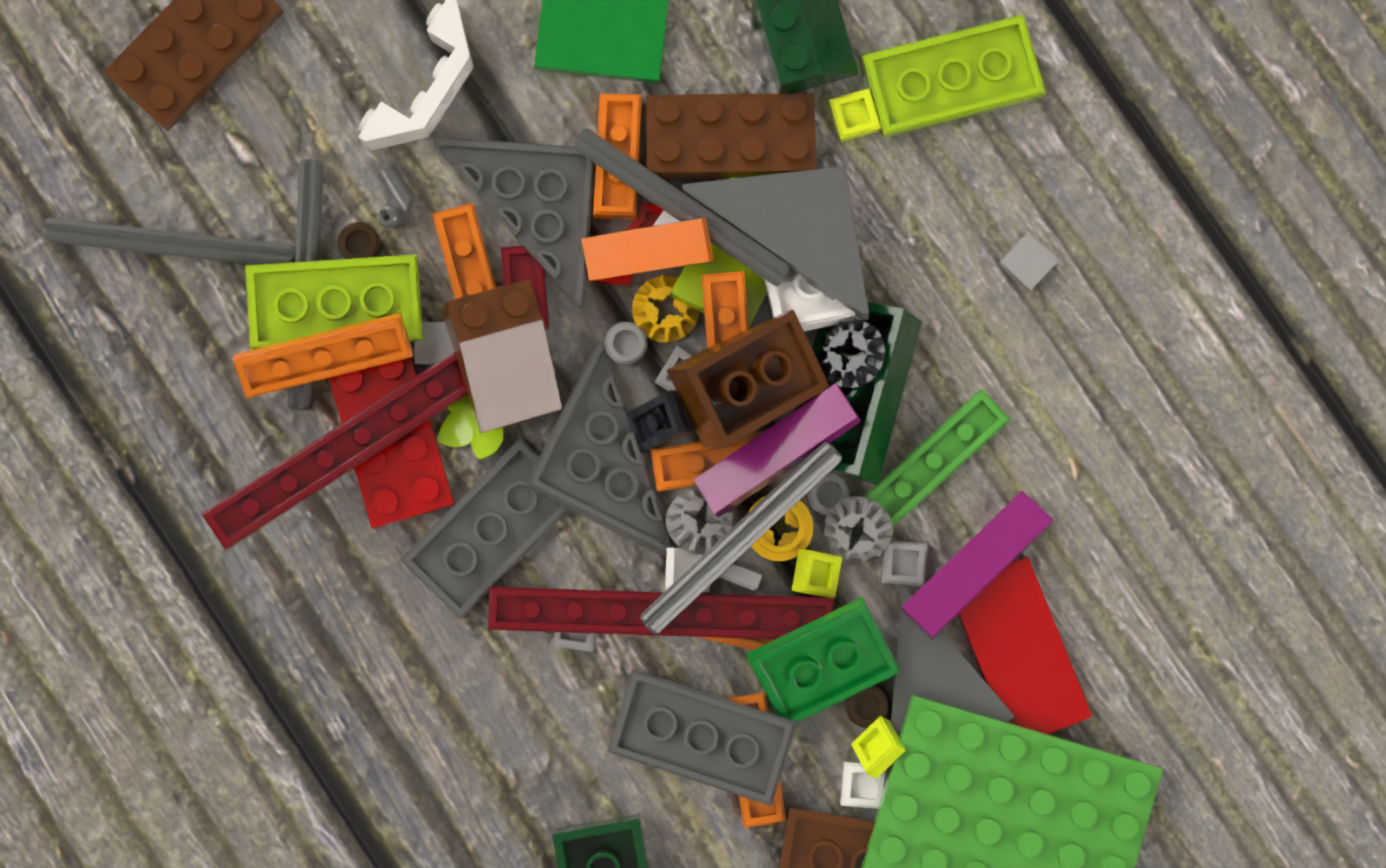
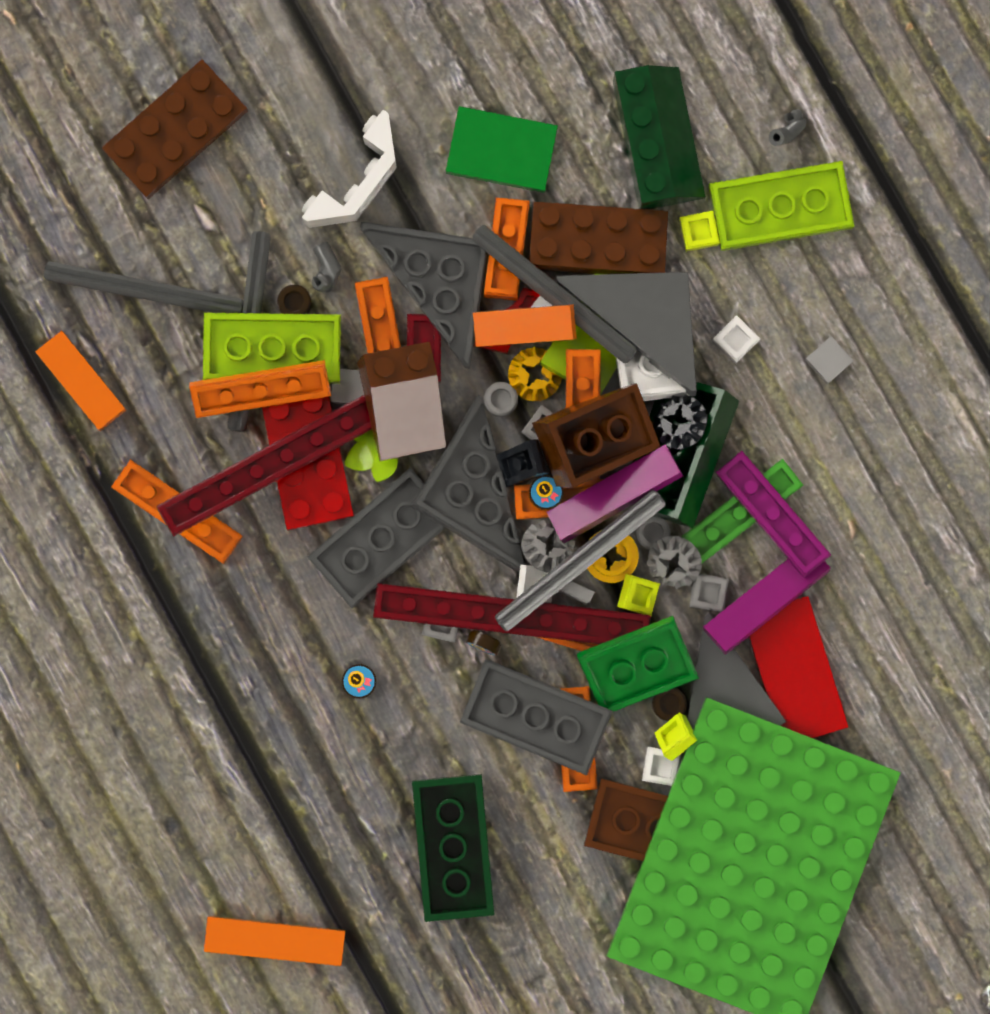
camera: 10 degrees right, 0 degrees up
(100, 363) = (81, 380): none -> orange tile
(195, 493) = (149, 491): none -> orange tile
(477, 710) = (359, 681): none -> tile
(629, 649) = (483, 642): none -> dark brown tile
(690, 456) = (544, 493): none -> tile
(911, 245) = (736, 339): none -> white tile
(976, 459) = (773, 514): none -> magenta tile

